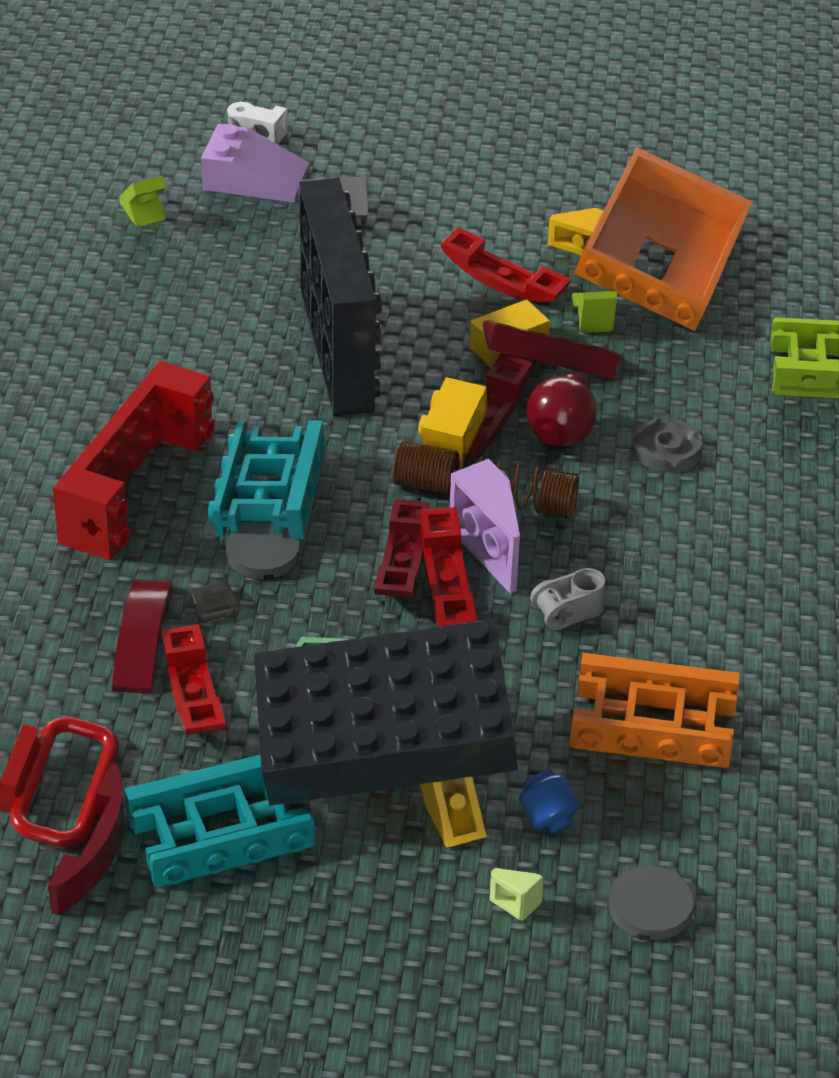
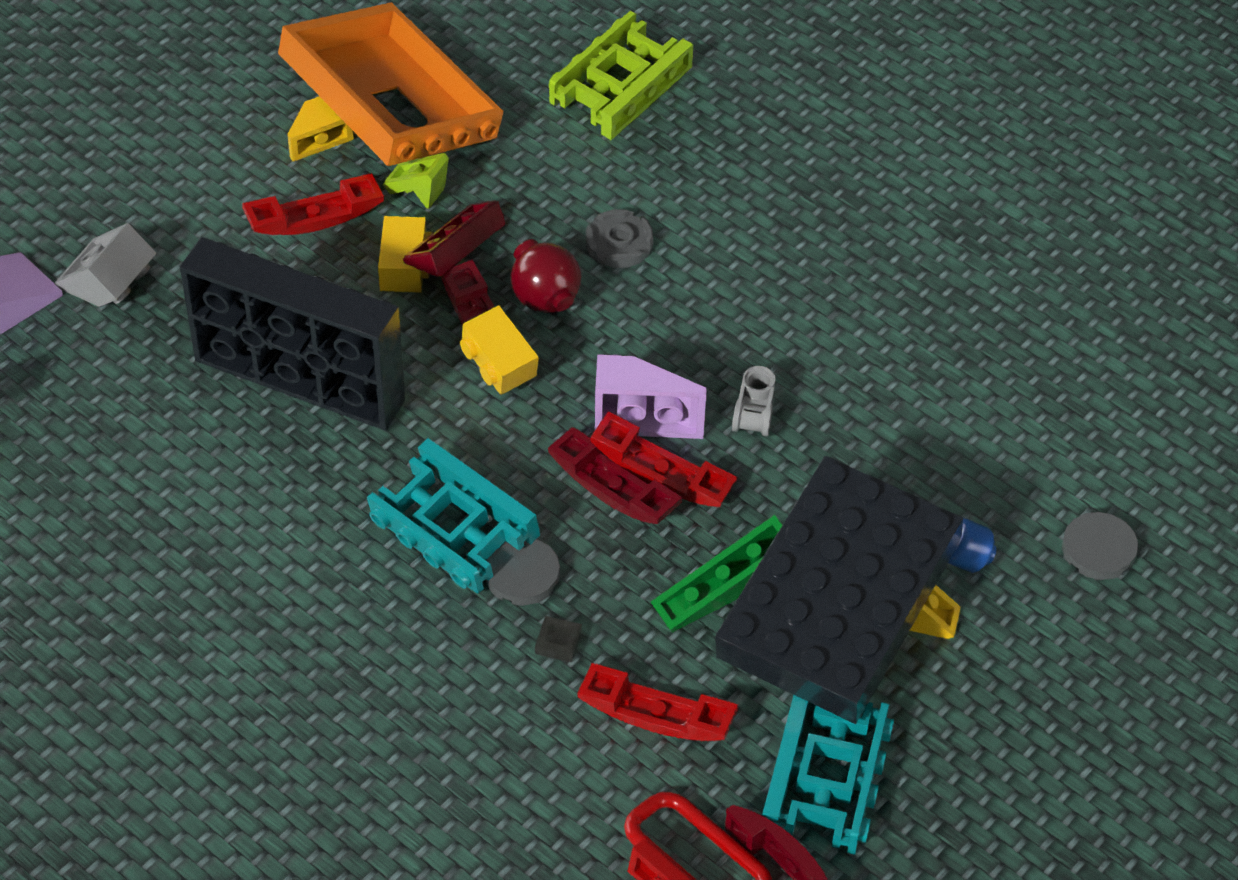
camera: 55 degrees left, 10 degrees up
(90, 496) = (391, 664): red plate -> none
(140, 636) = (561, 705): dark red slope -> none
(431, 468) = (542, 397): reddish brown piece -> none
(516, 891) = (1041, 620): yellowish green slope -> none
(655, 686) = (897, 406): orange fence -> none

